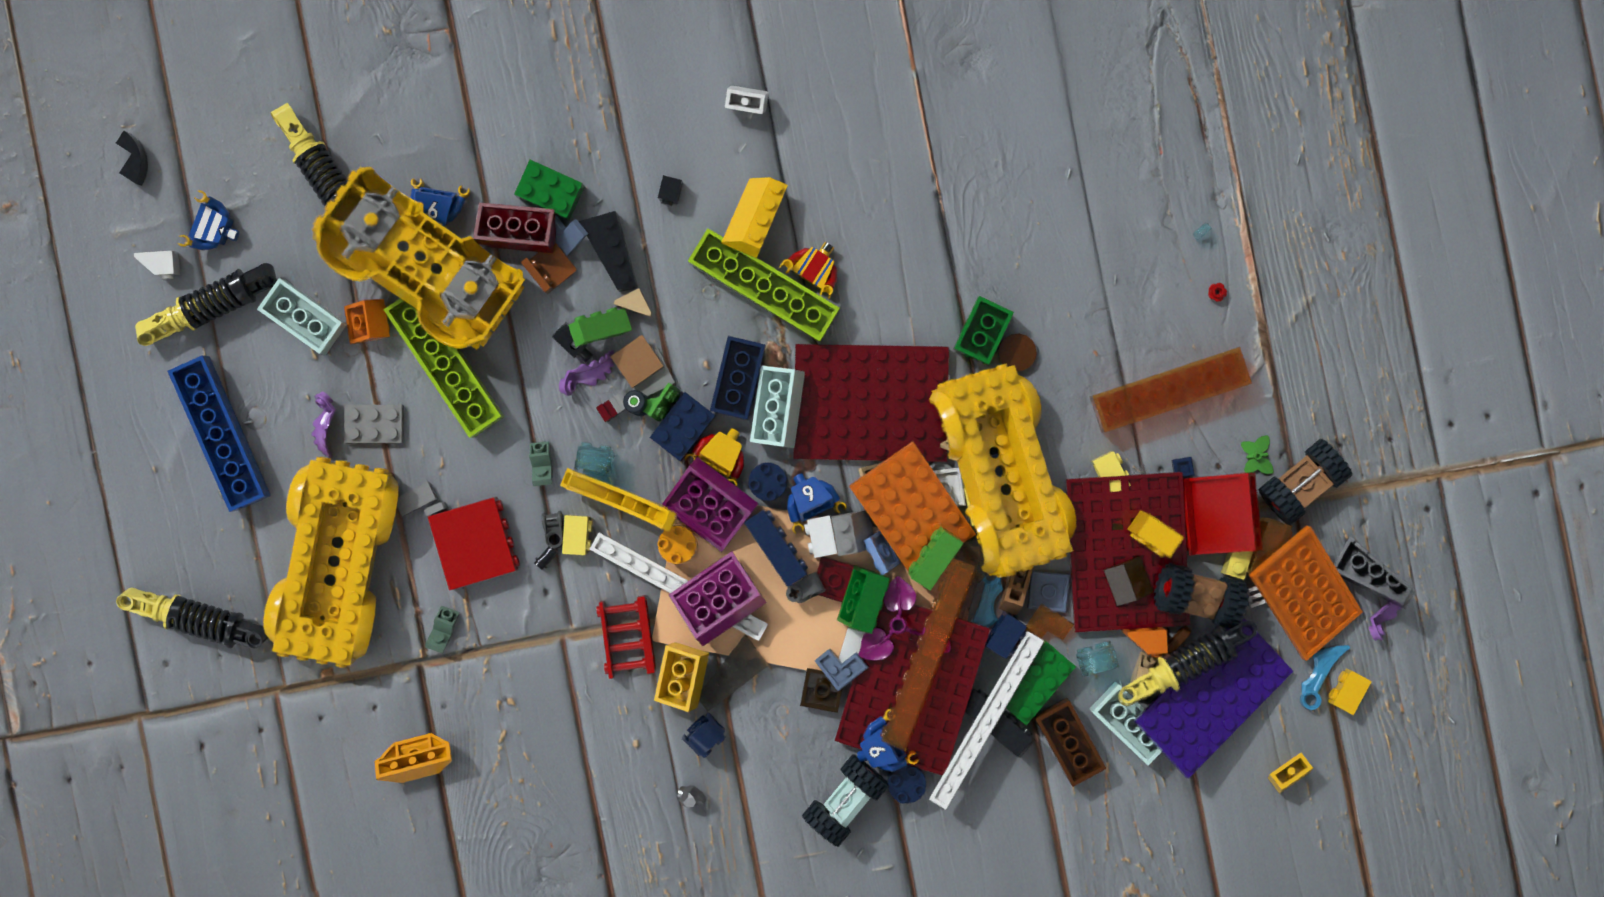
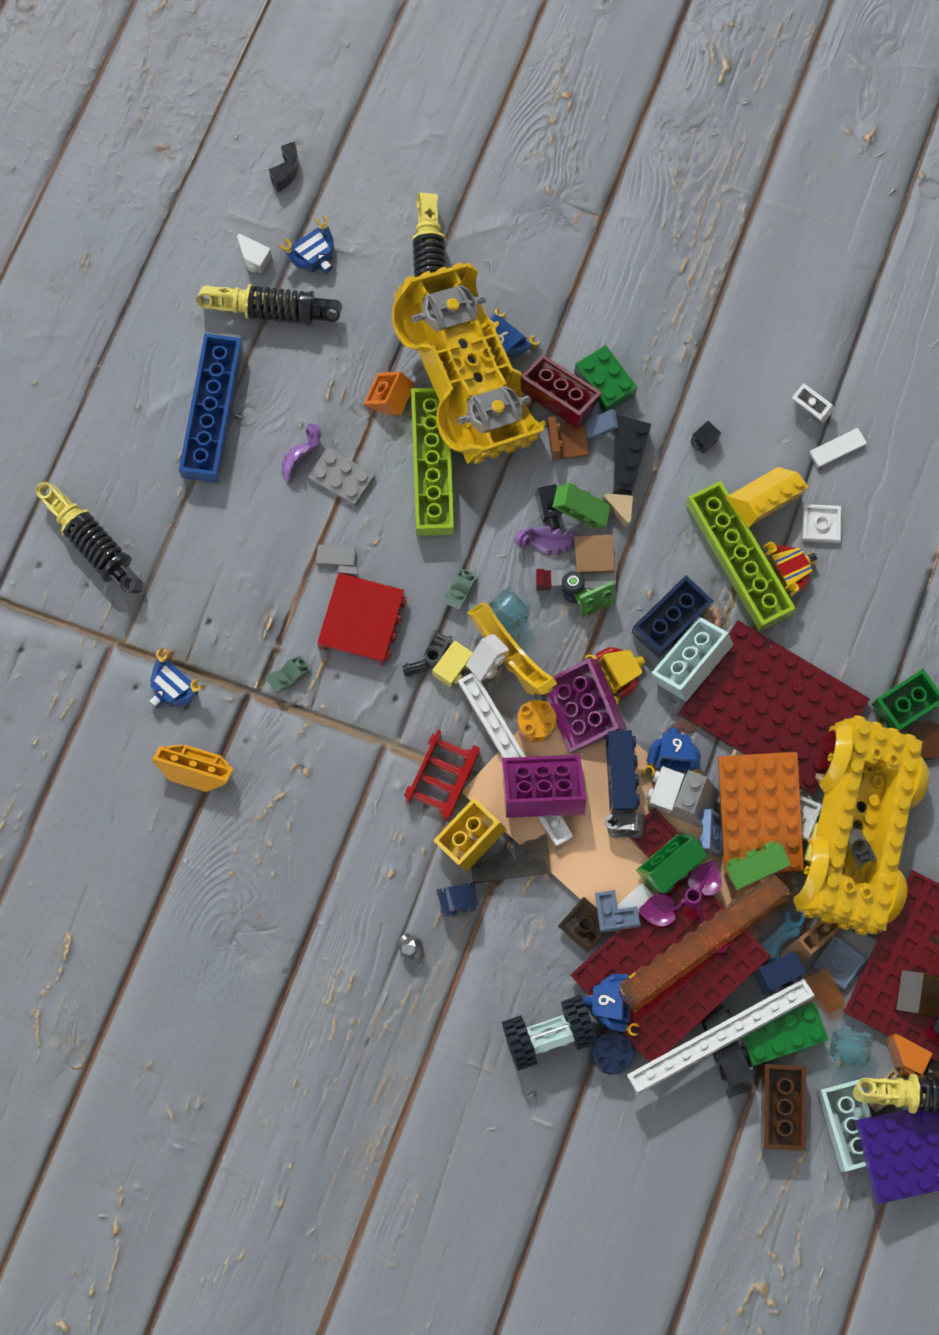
camera: 30 degrees right, 15 degrees down
(302, 316) = (340, 358): light aqua brick -> none
(304, 612) = (258, 510): yellow piece -> none
(348, 700) = (171, 683): none -> torso
(602, 516) = (487, 657): none -> white brick
(682, 426) = (600, 629): dark blue brick -> none
(767, 481) = (645, 717): dark blue brick -> none
(792, 127) = (837, 448): none -> white tile
(817, 208) = (821, 523): none -> white tile
(1013, 495) = (860, 850): none -> dark grey piece

